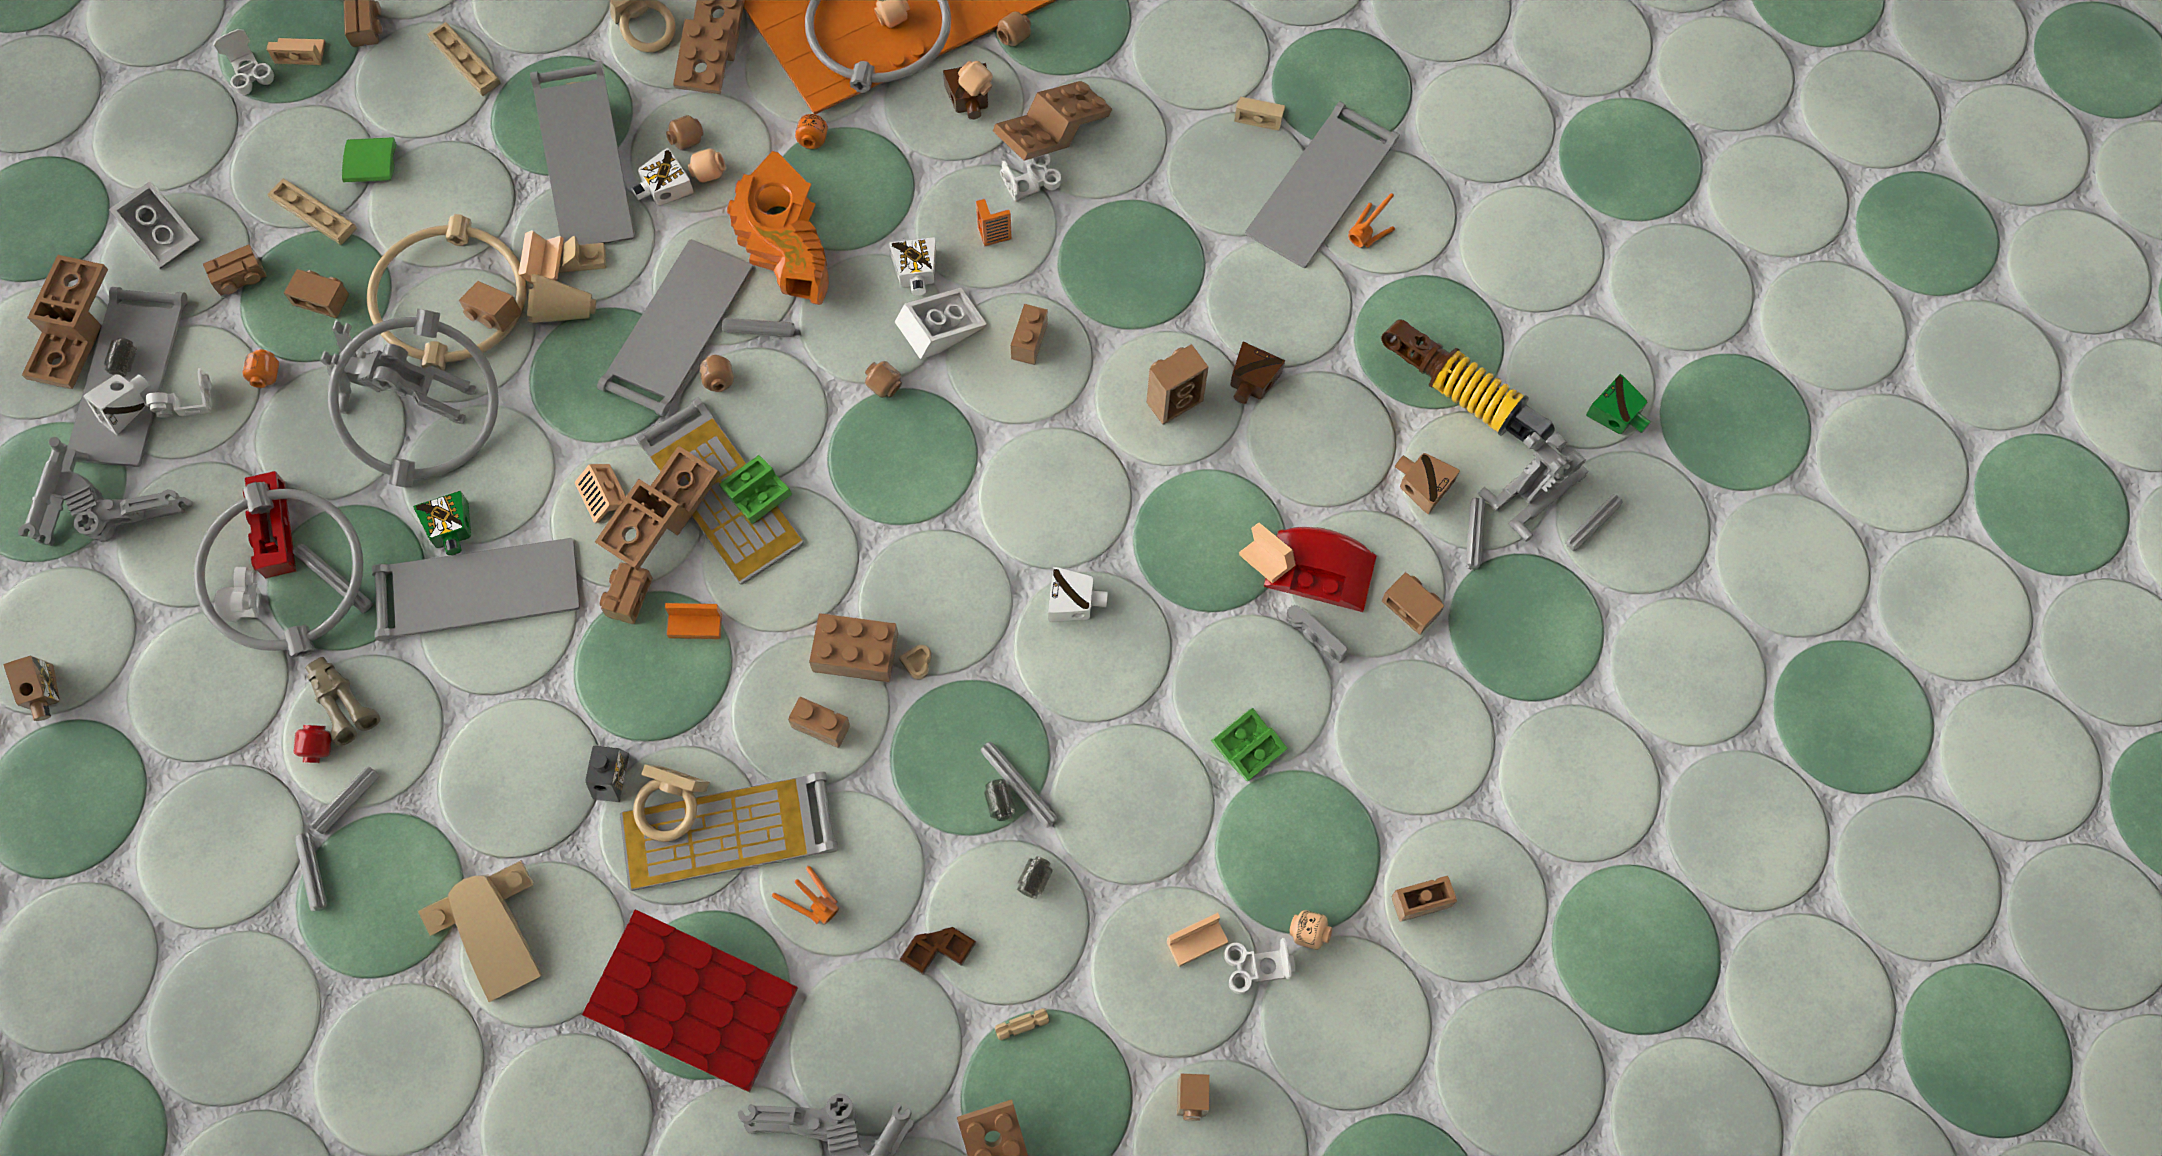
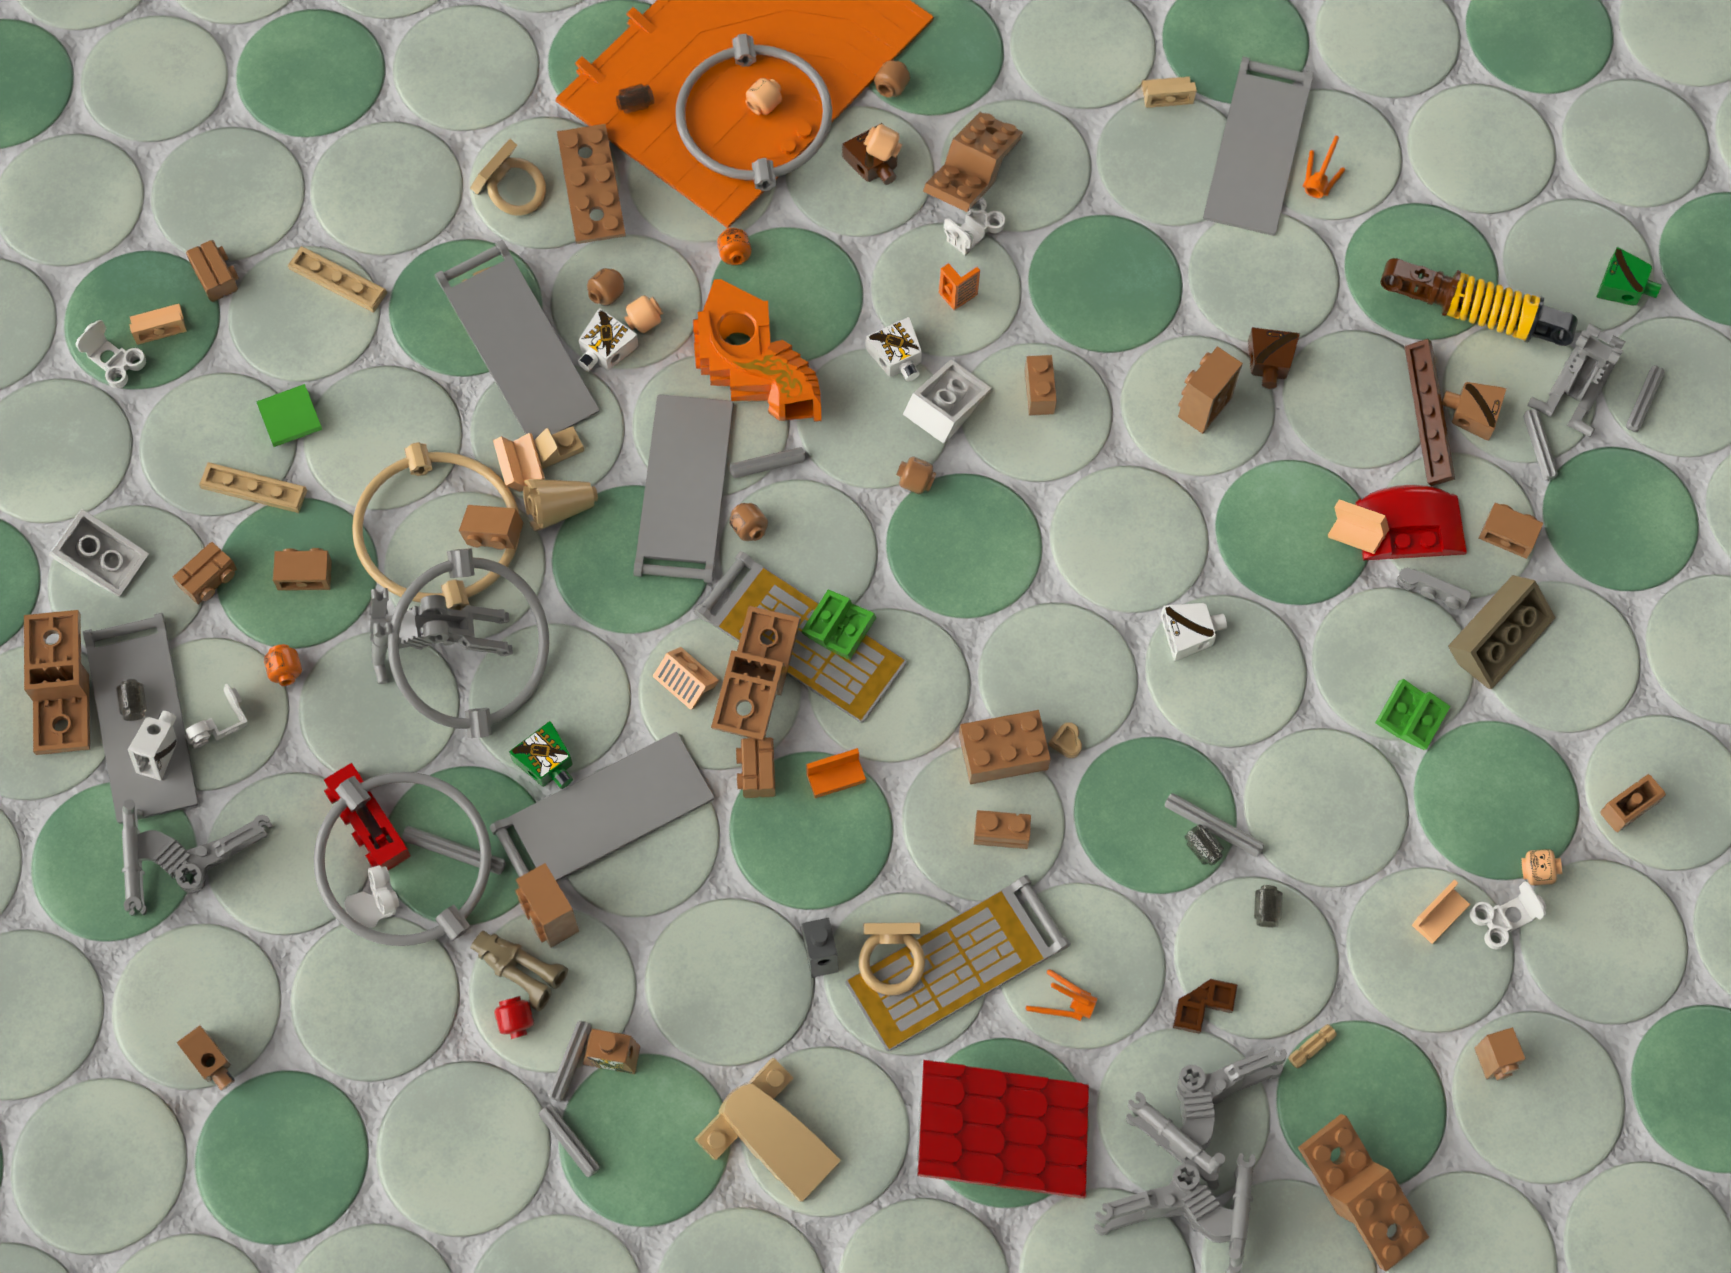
camera: 20 degrees left, 0 degrees up
(377, 652) = (546, 906): none -> medium nougat brick
(377, 802) = (611, 1051): none -> medium nougat torso
(883, 1045) = (1198, 1109): none -> light grey piece
(1366, 694) = (1502, 630): none -> dark tan slope
(1380, 471) = (1429, 412): none -> reddish brown plate

